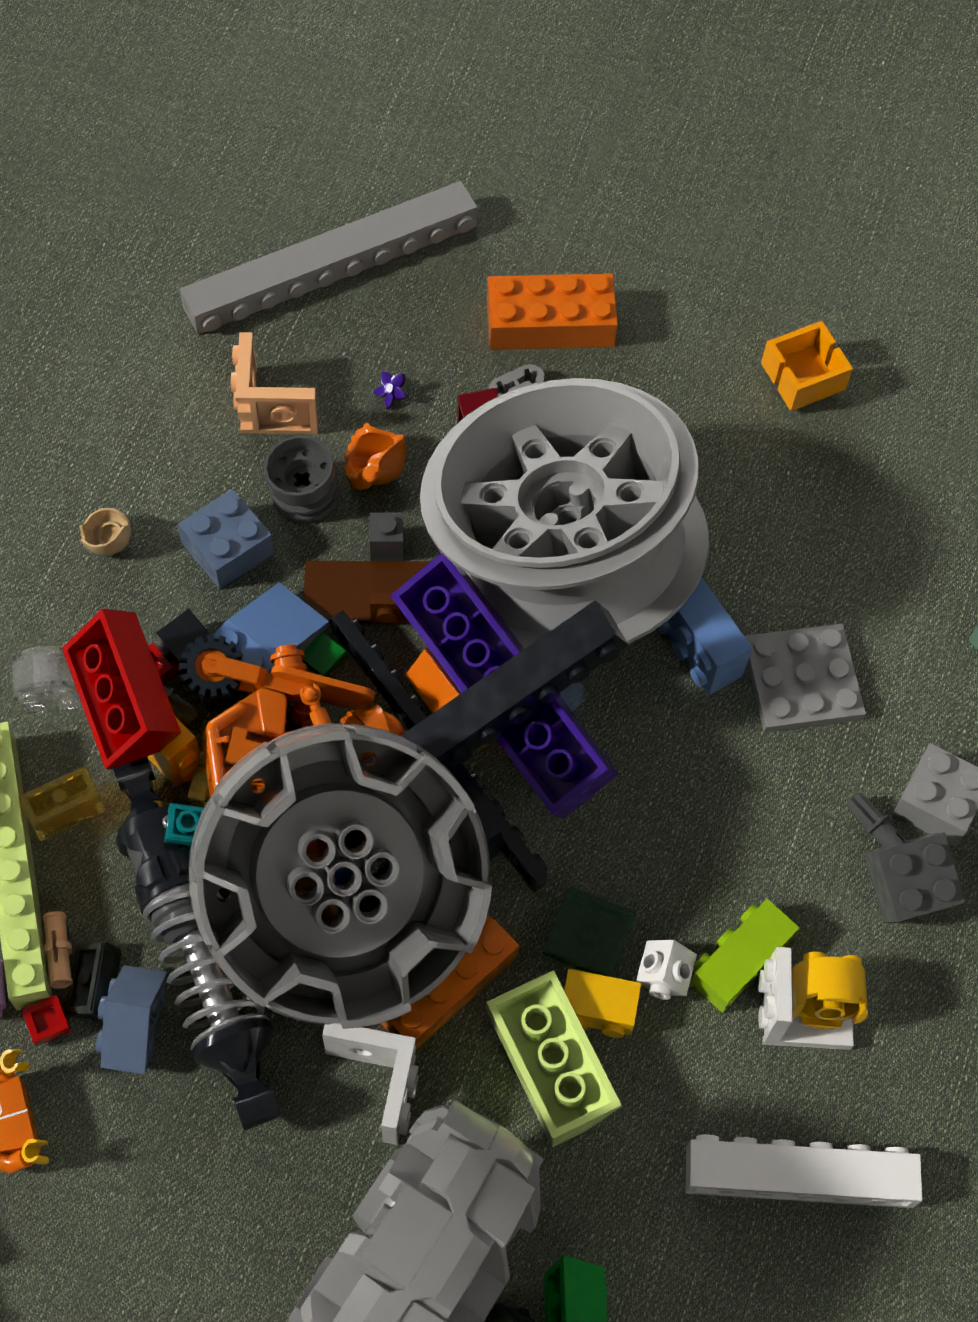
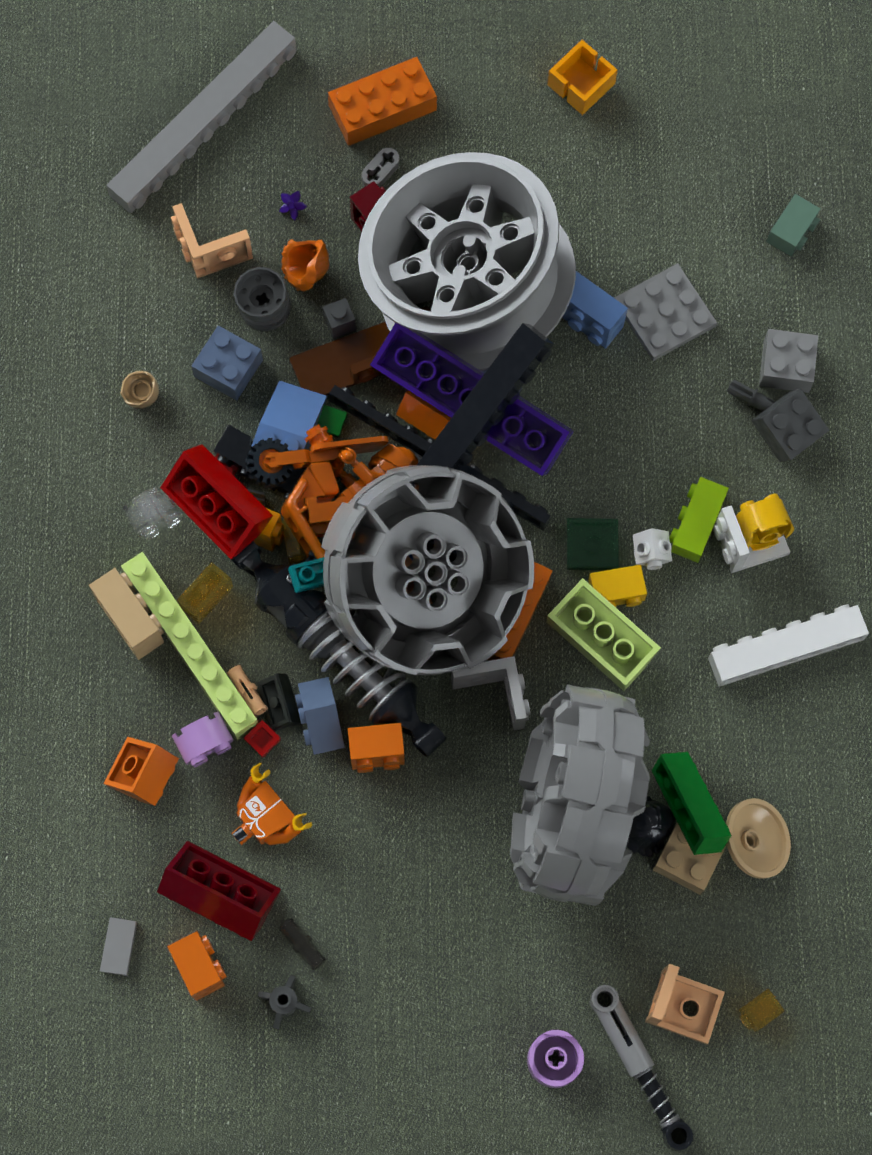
camera: 20 degrees left, 10 degrees up
(183, 1089) = (376, 747): none -> orange brick

